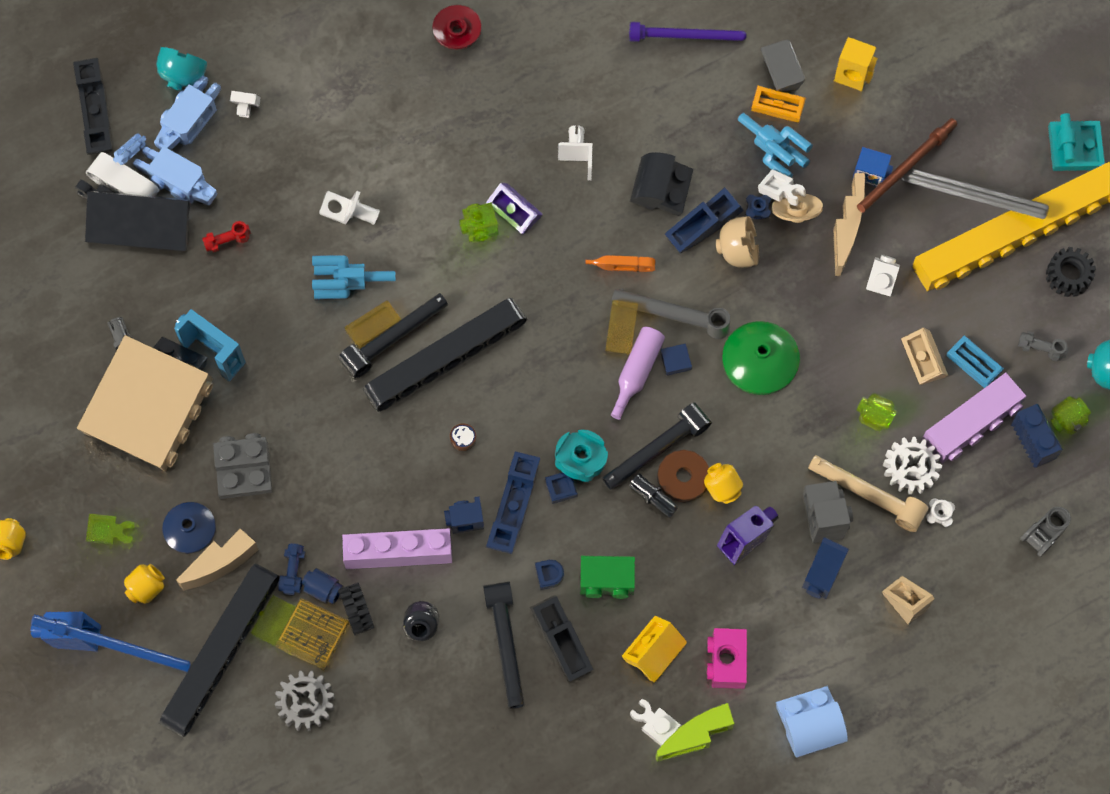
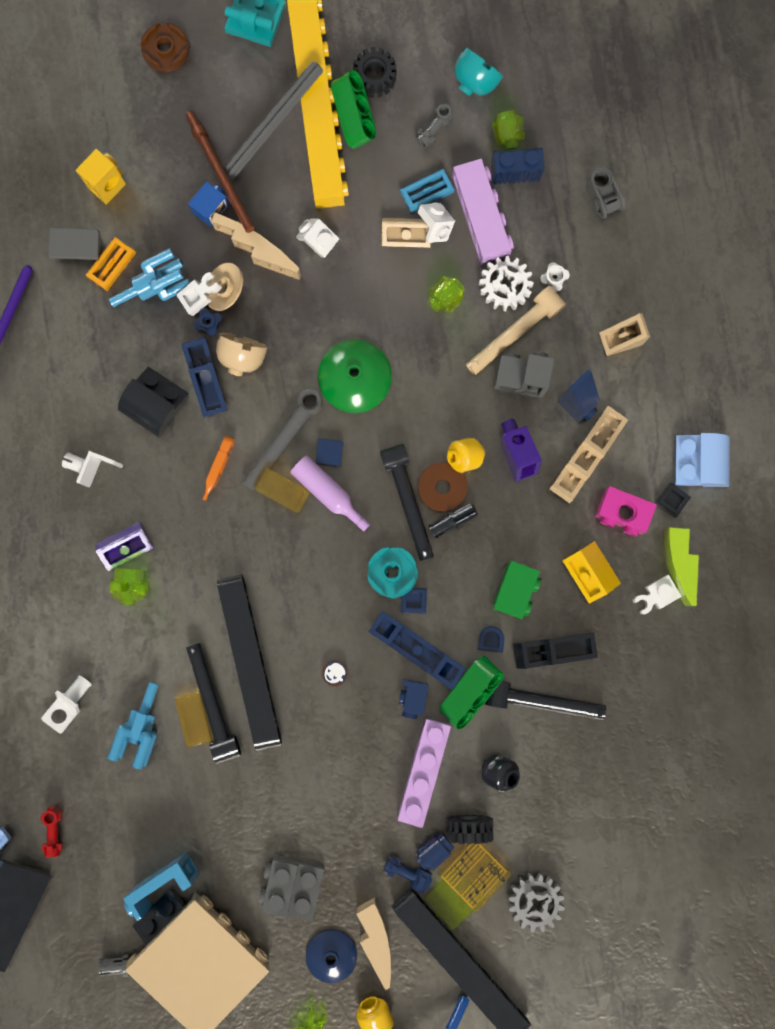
camera: 70 degrees left, 15 degrees up
(490, 565) = (471, 692): none -> green beam
(759, 706) = (672, 500): none -> black tile
(773, 605) = (588, 454): none -> tan slope
(945, 378) = (438, 220): none -> white bracket
(1005, 90) = (170, 59): none -> reddish brown tile
(1022, 263) = (353, 109): none -> green beam

